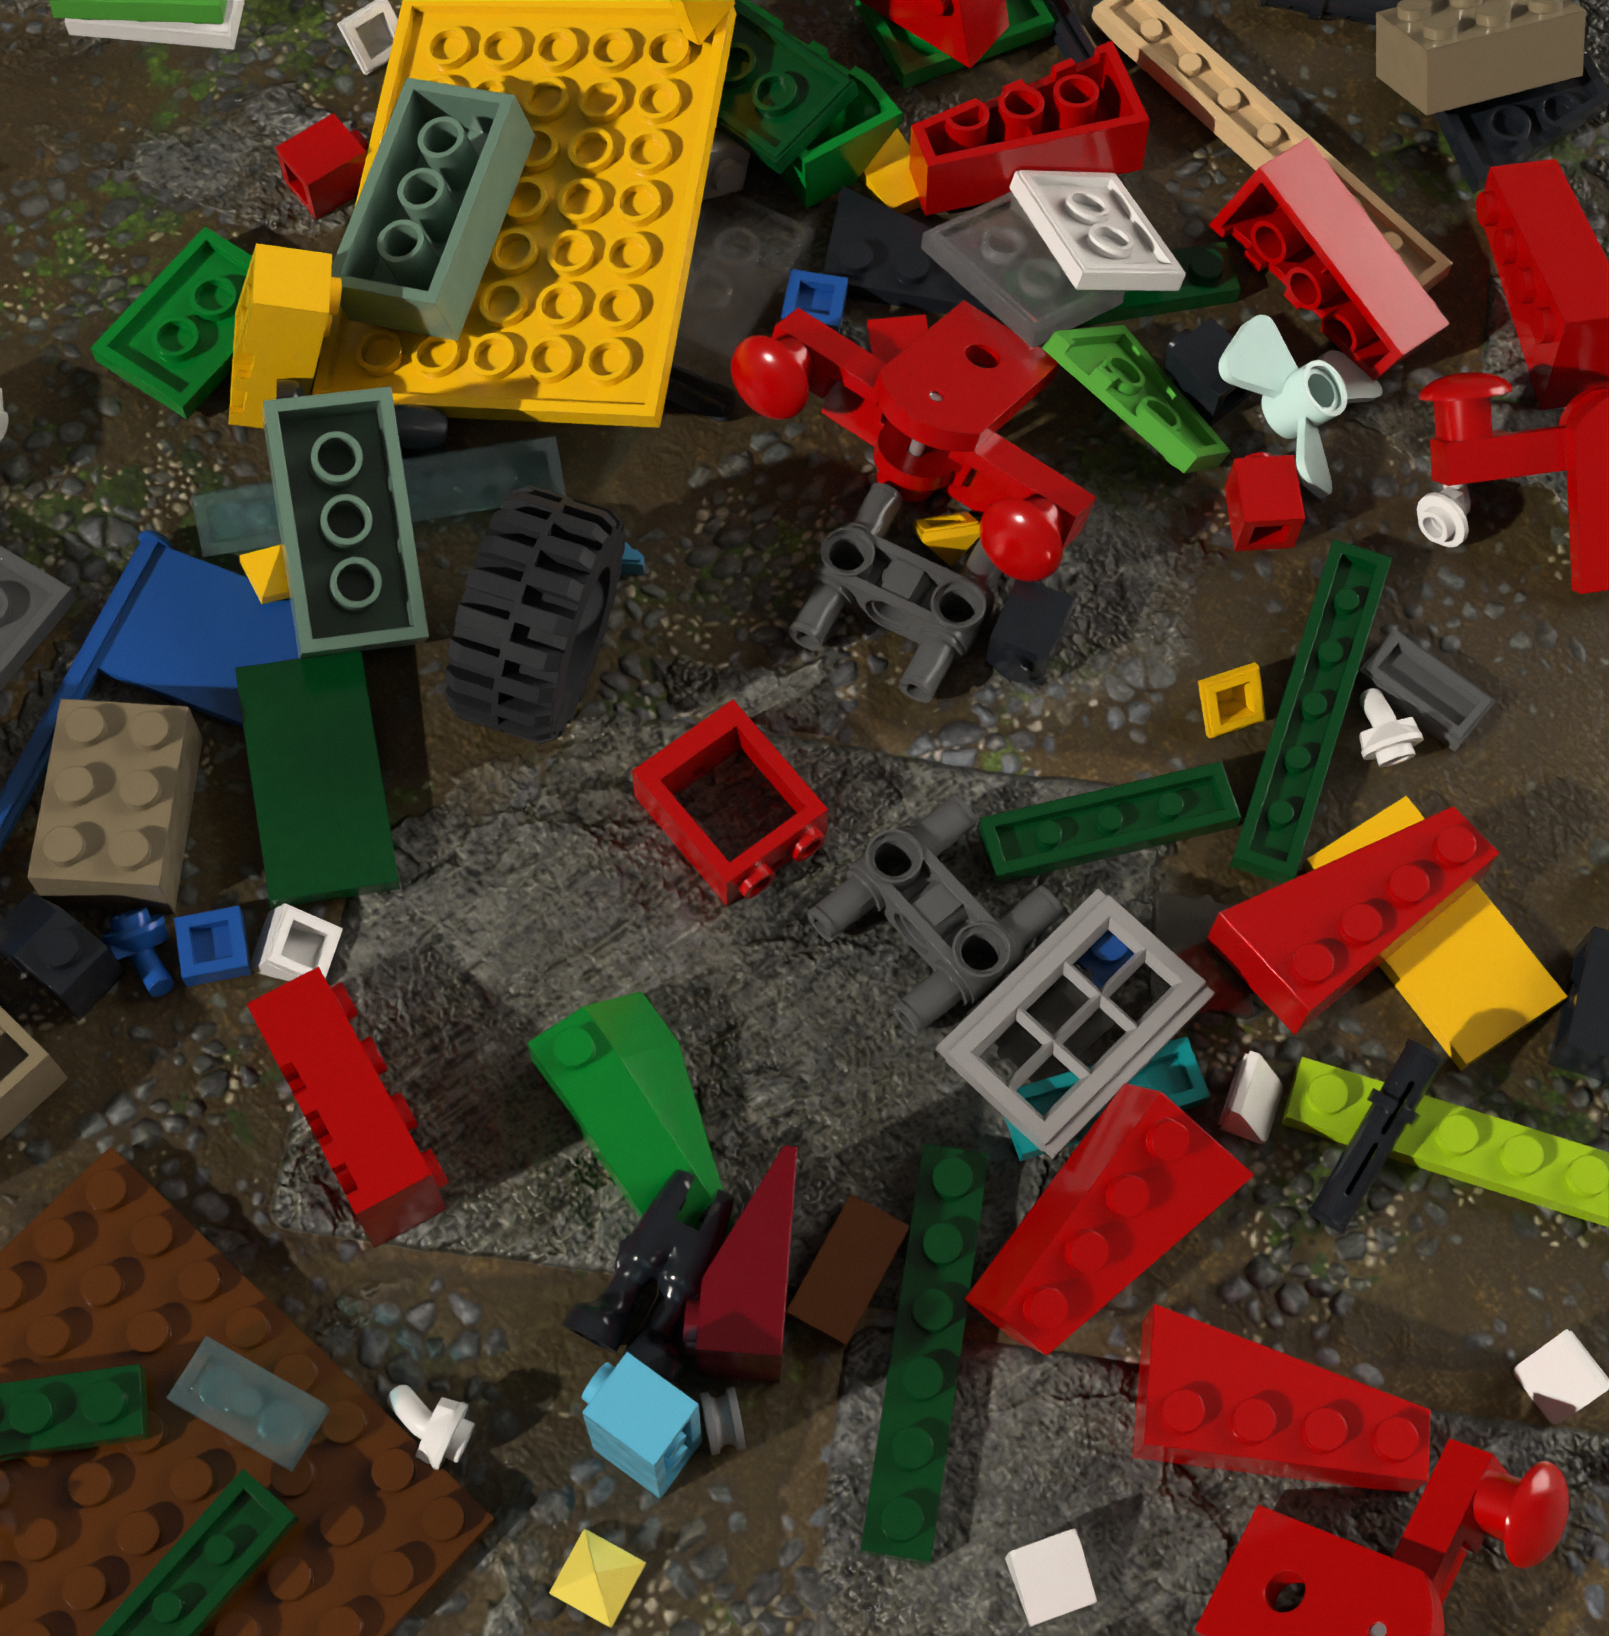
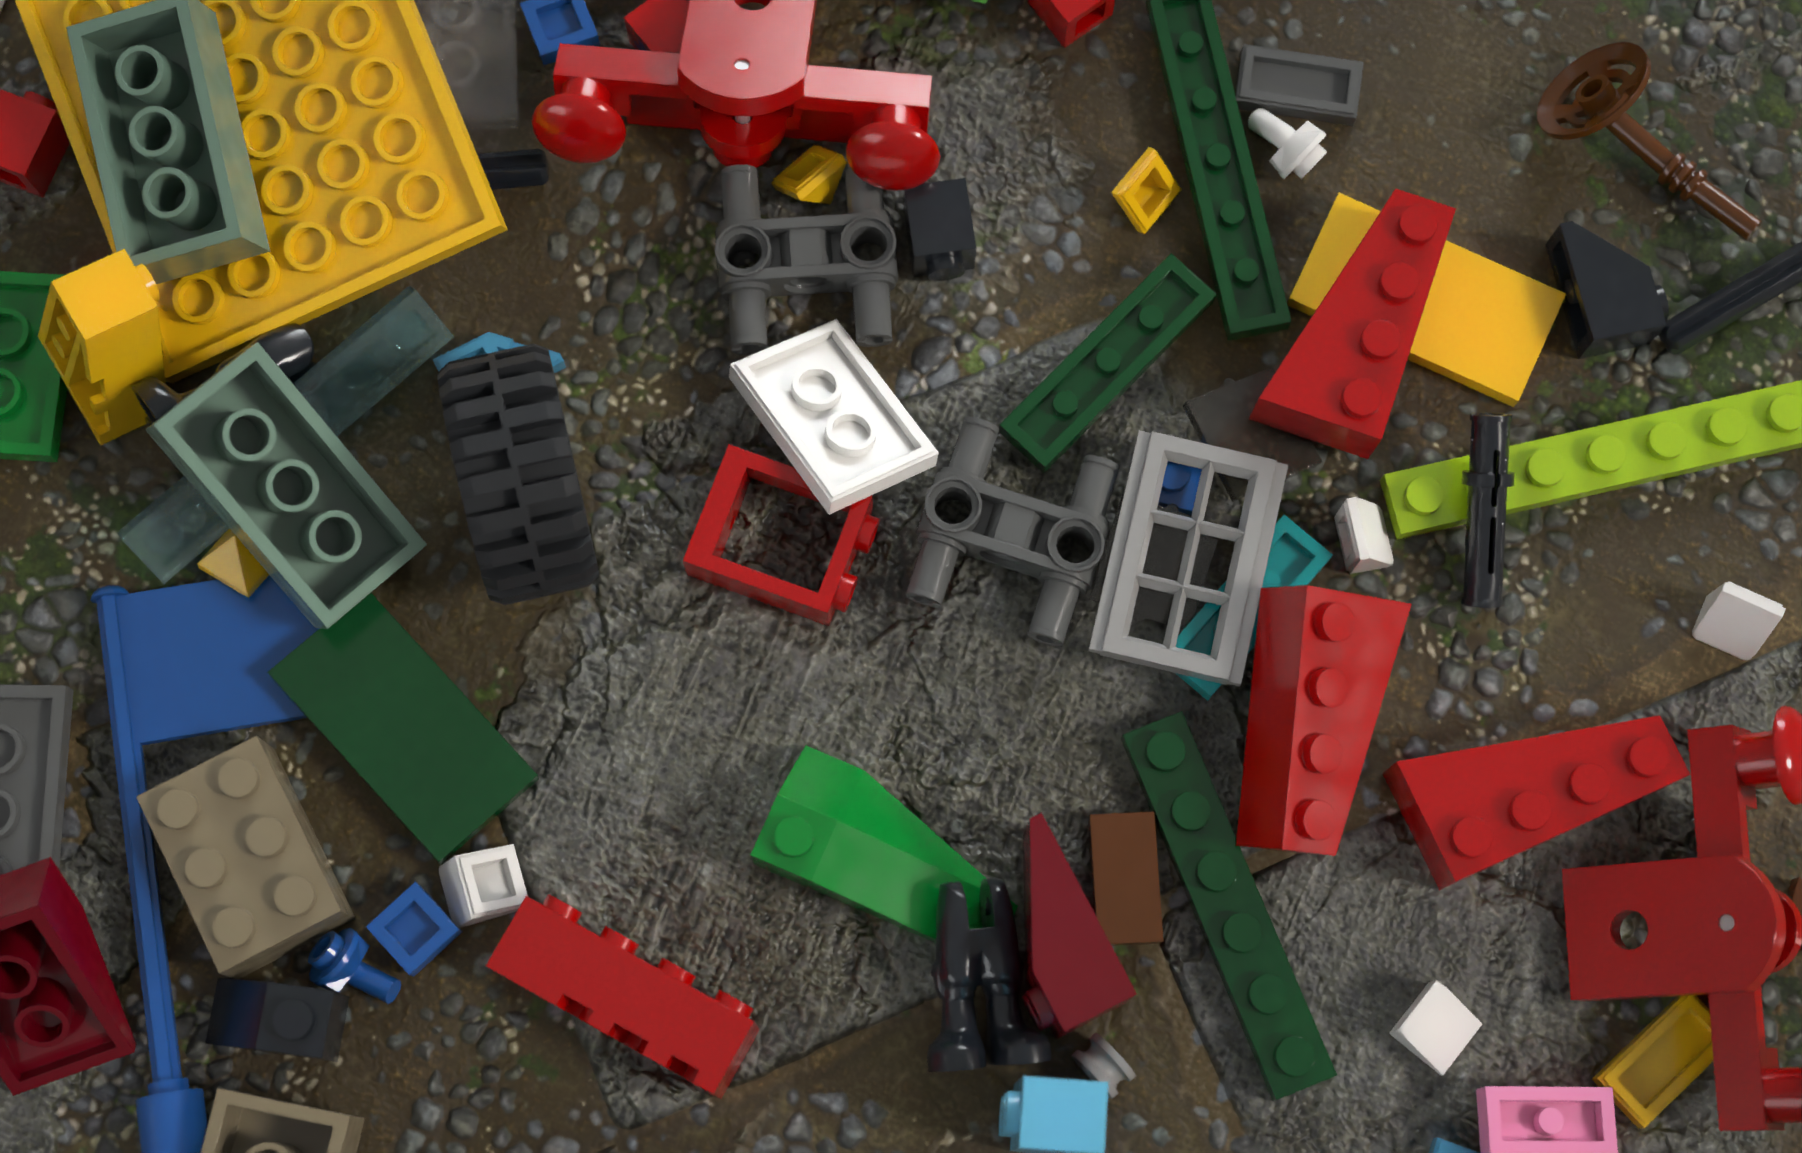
camera: 30 degrees left, 10 degrees up
(838, 729) = (833, 416): none -> white tile

